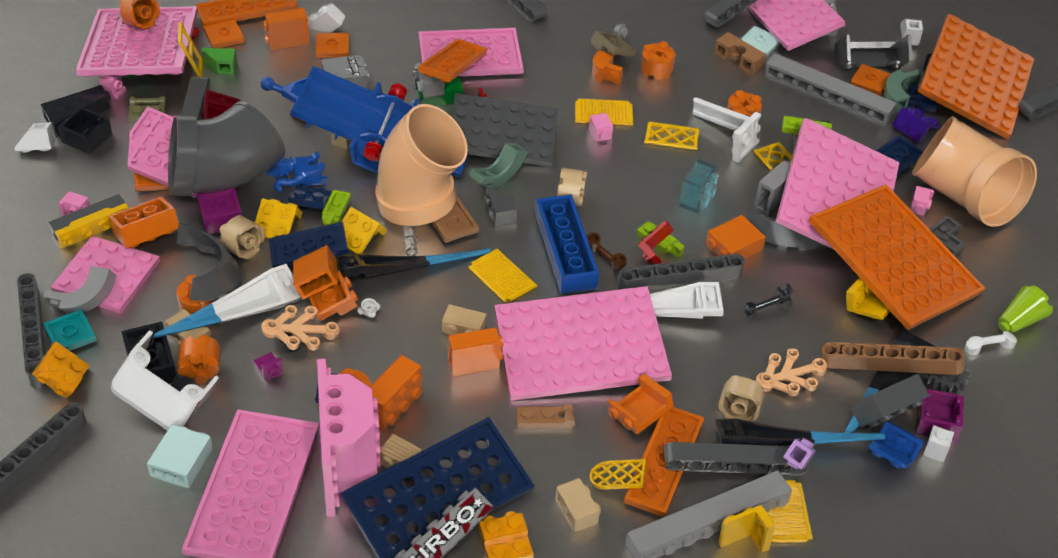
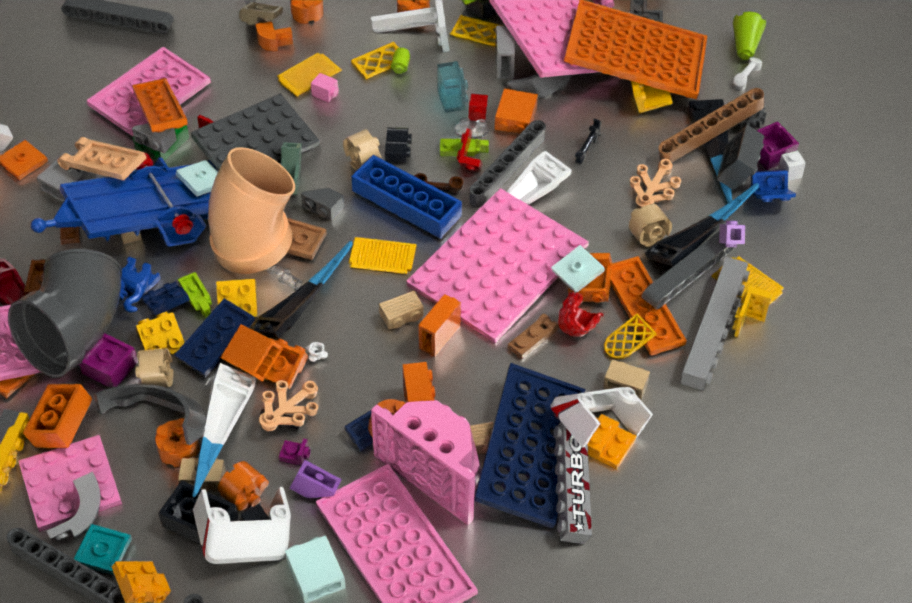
camera: 40 degrees left, 5 degrees up
(250, 393) = (314, 482): none -> medium lavender slope
(369, 72) = (102, 159): none -> light nougat hinge
(491, 481) = (577, 409): none -> white windscreen
(589, 425) = (575, 320): none -> red hair
(607, 203) = (397, 145): none -> black brick
(631, 387) = (578, 269): none -> light aqua plate
(684, 144) = (400, 60): none -> lime brick
(684, 229) = (479, 128): none -> clear dish
(705, 219) = (477, 107): none -> red bracket

